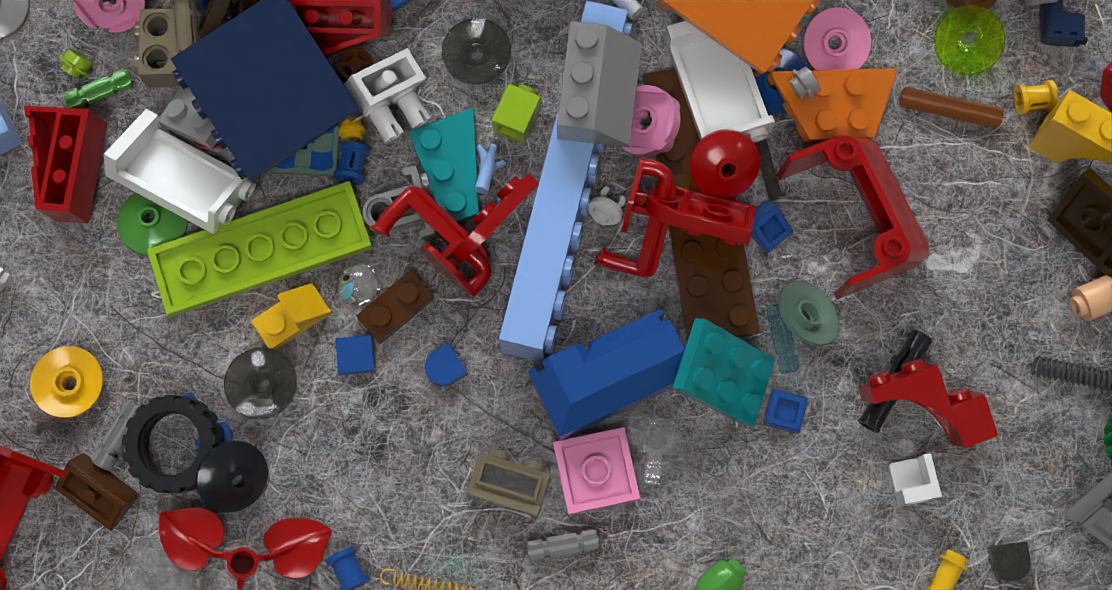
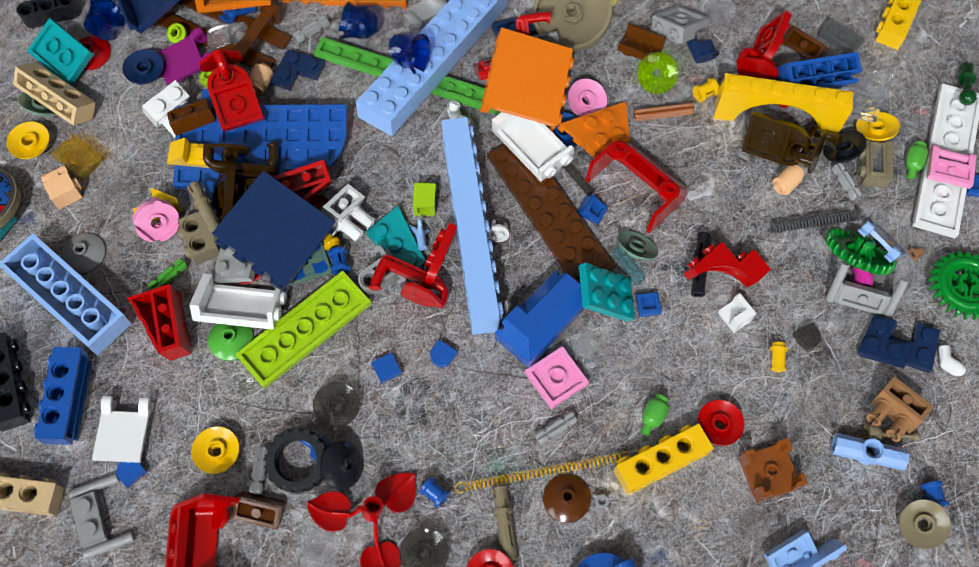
camera: 25 degrees left, 10 degrees down
(75, 63) = (147, 266): lime plate -> none
(290, 317) = (338, 361): yellow slope -> none
(359, 284) = (373, 325): clear piece -> none
(395, 307) = (398, 332): reddish brown plate -> none
(471, 37) = (386, 166): clear smoke dish -> none
(509, 483) = (509, 403): dark tan window -> none
(598, 85) = (468, 160): light grey slope -> none
(664, 126) = (491, 171): bright pink plate -> none
(679, 207) = (532, 214): red plate -> none
(720, 149) = (547, 181): red dish -> none
(804, 83) = (581, 122): light grey plate -> none

